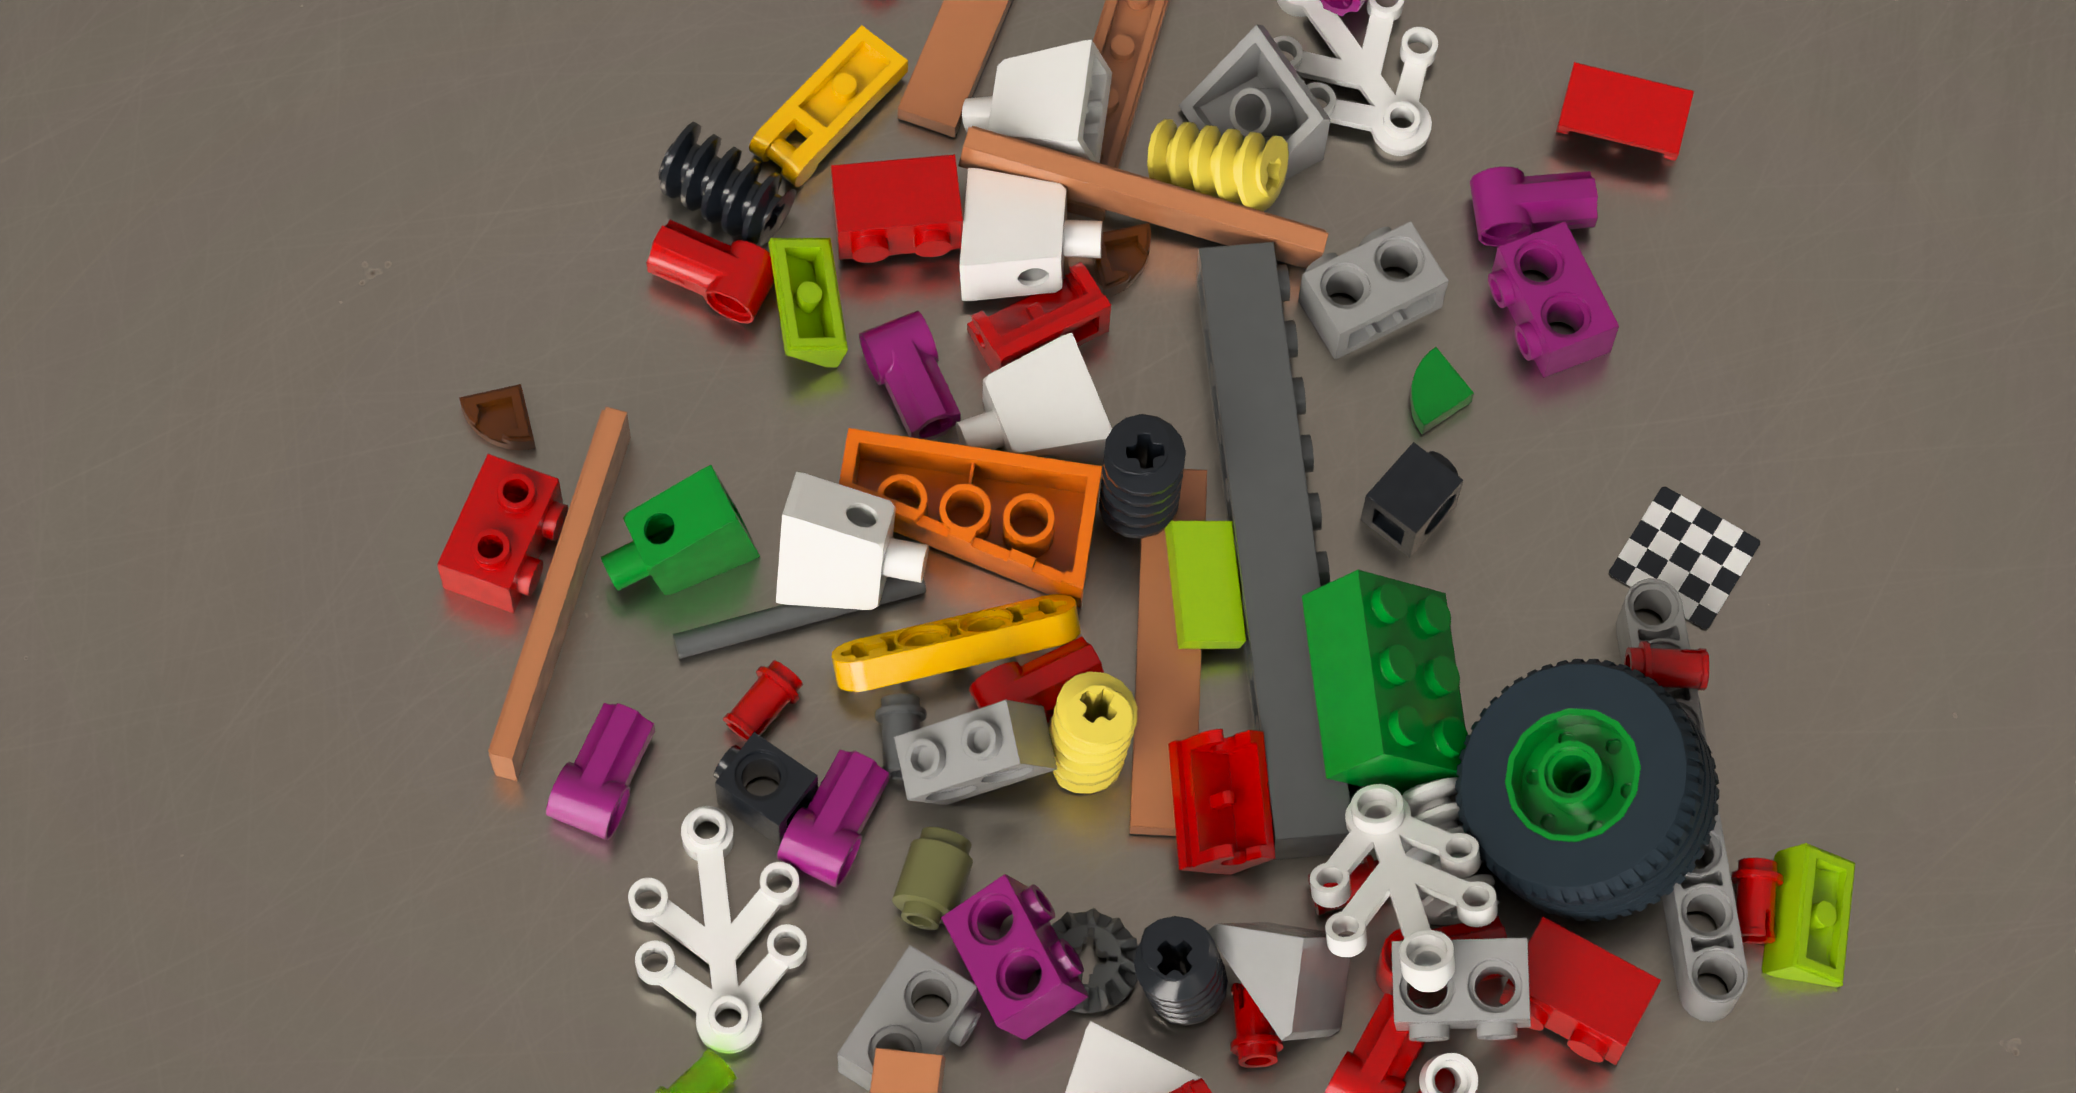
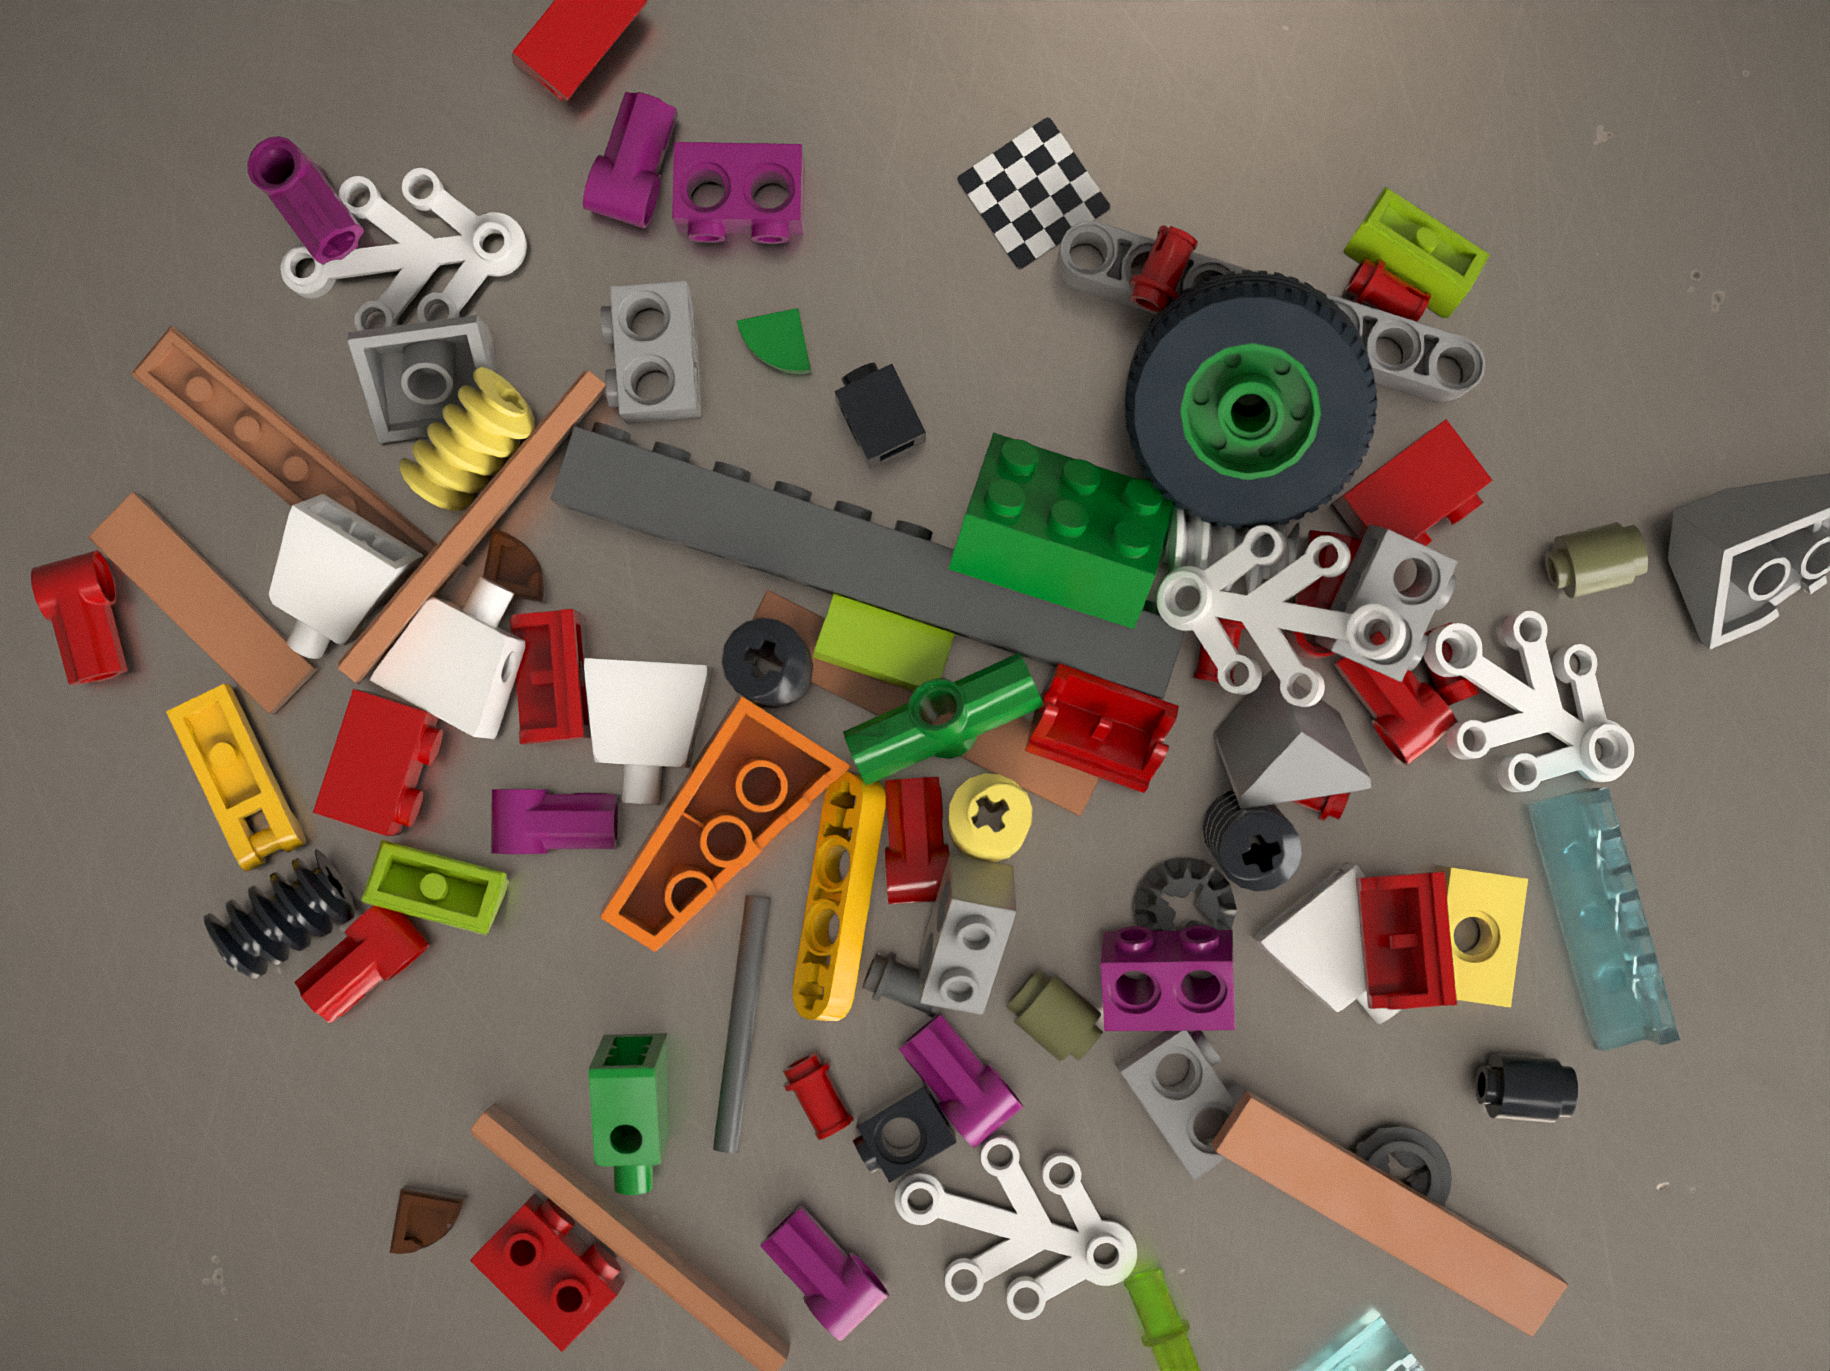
camera: 65 degrees left, 20 degrees up
(841, 547) = (710, 969): white torso -> none
(1163, 652) = (907, 732): none -> green piece

